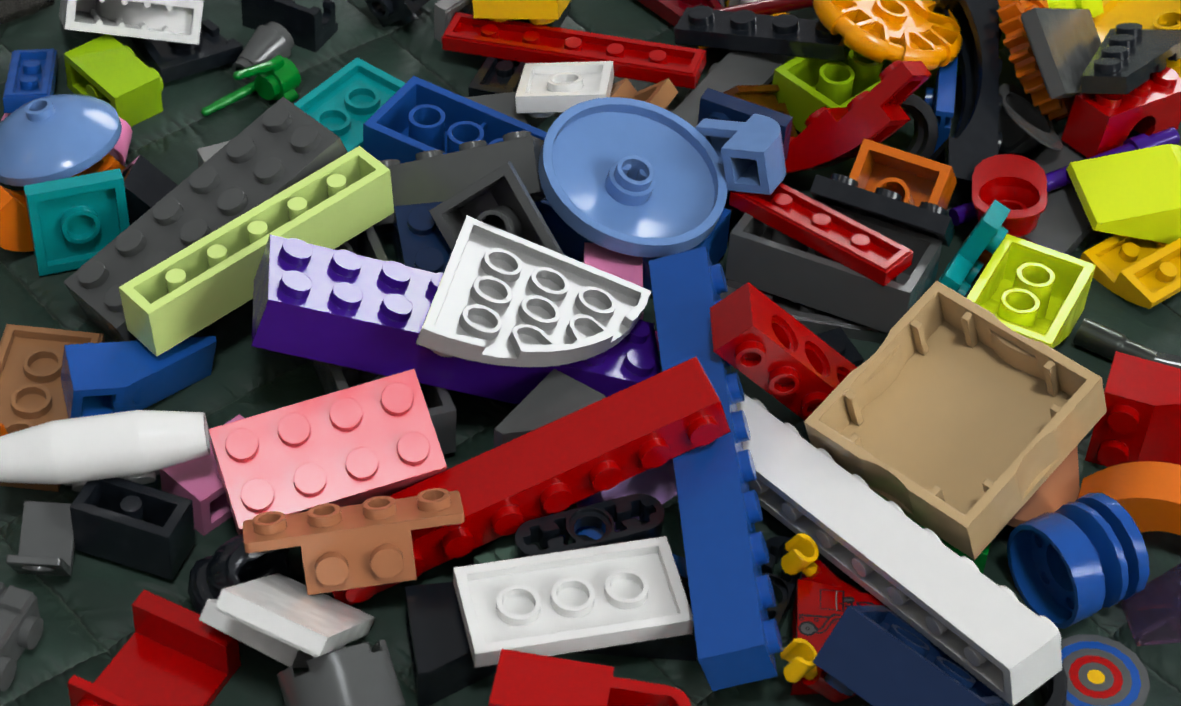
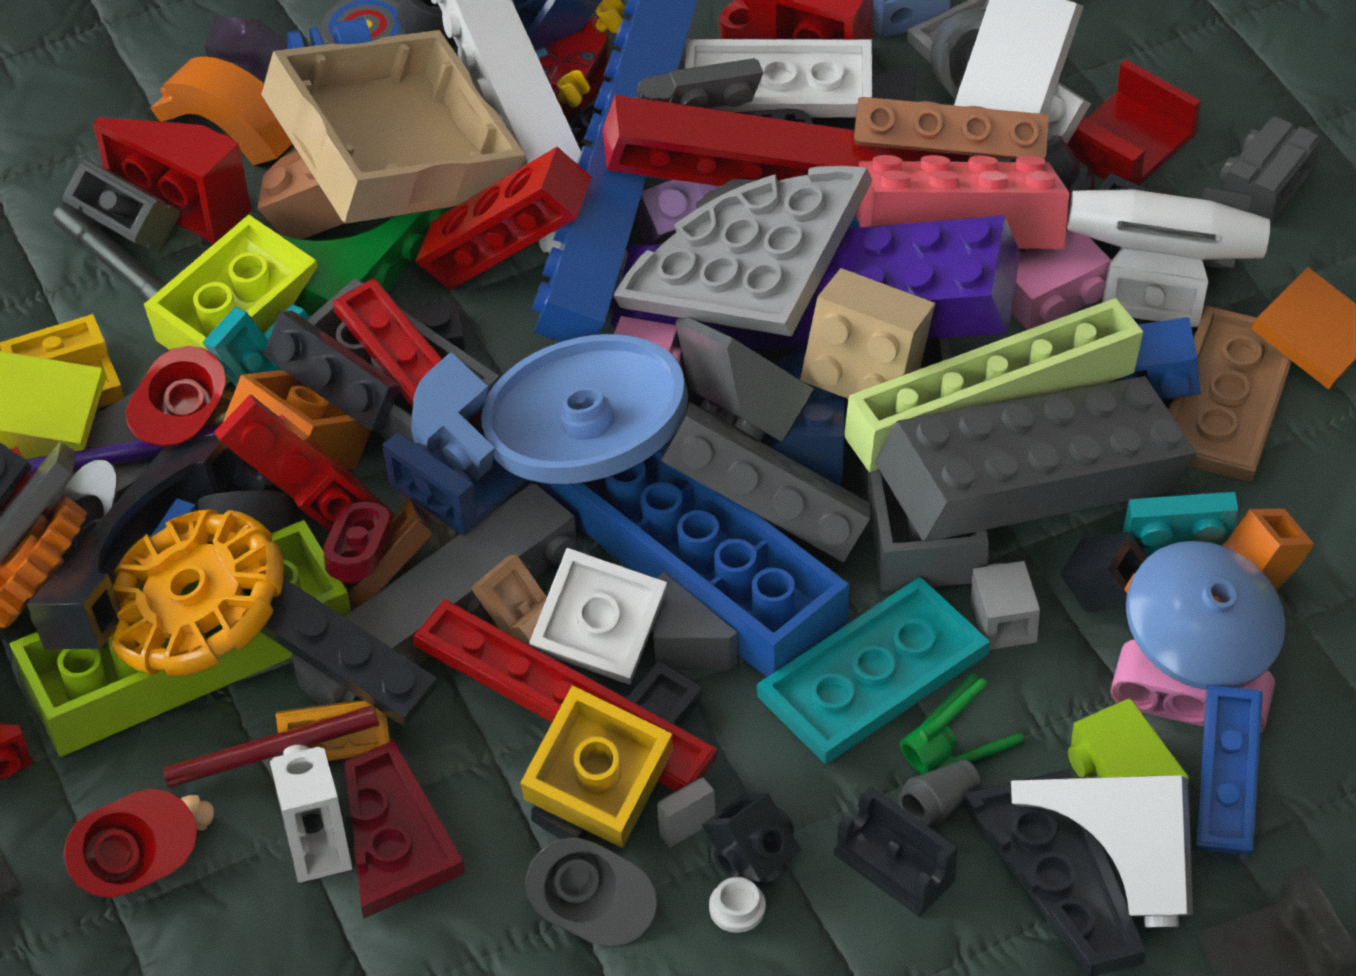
camera: 160 degrees left, 5 degrees up
(388, 225) = (864, 335): none -> tan brick
(646, 494) = (705, 86): none -> dark grey hinge
(787, 92) = (357, 541): none -> dark red plate

